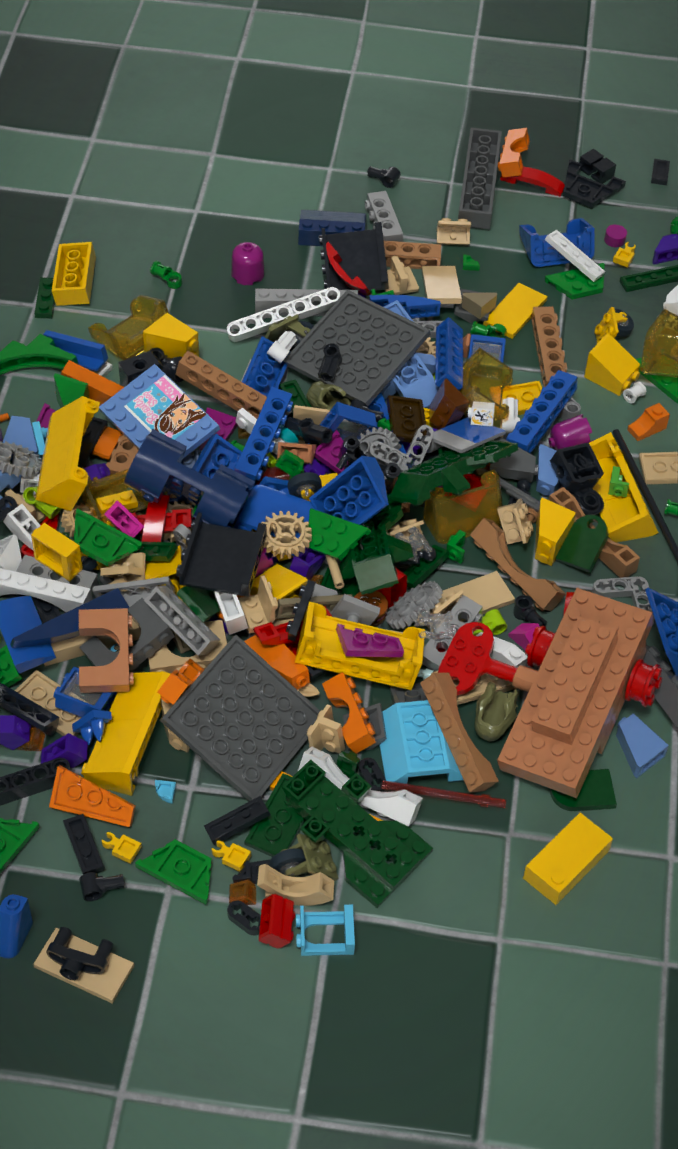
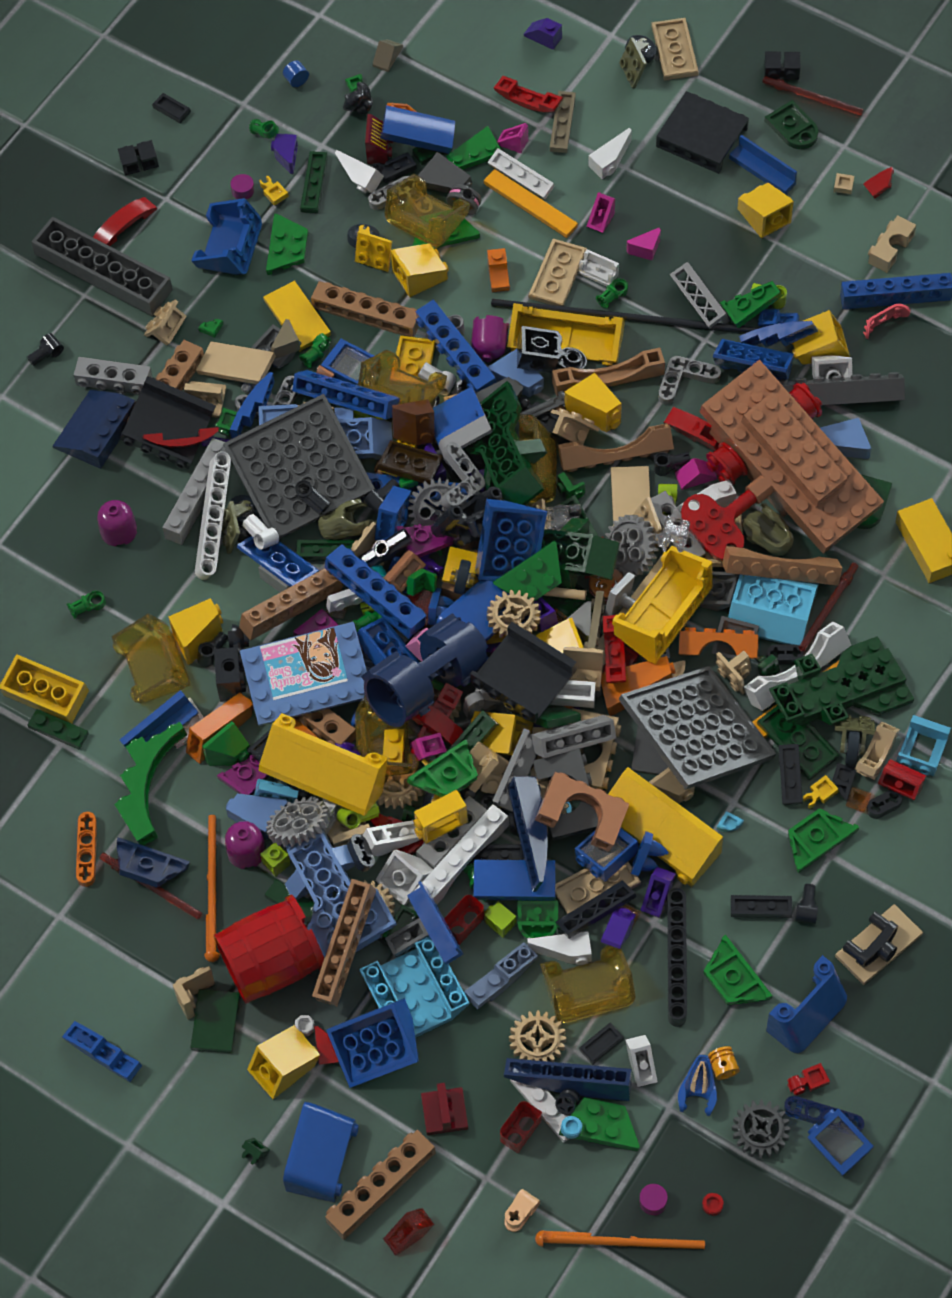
camera: 60 degrees left, 10 degrees up
(82, 796) = (717, 886): orange wing -> none
(123, 848) = (776, 874): yellow plate -> none
(179, 681) = (656, 763): orange arch -> none
(299, 610) = (610, 634): black plate -> none
(360, 644) = (667, 597): magenta wing -> none
(481, 413) = (442, 396): white brick -> none
(510, 159) = (97, 227): orange arch -> none
(575, 255) = (262, 232): white tile -> none
(583, 544) = (621, 381): dark green tile -> none
(586, 190) = (162, 184): black wing -> none
(616, 486) = (564, 330): bright green bracket -> none
(634, 392) = (455, 264): white bush -> none

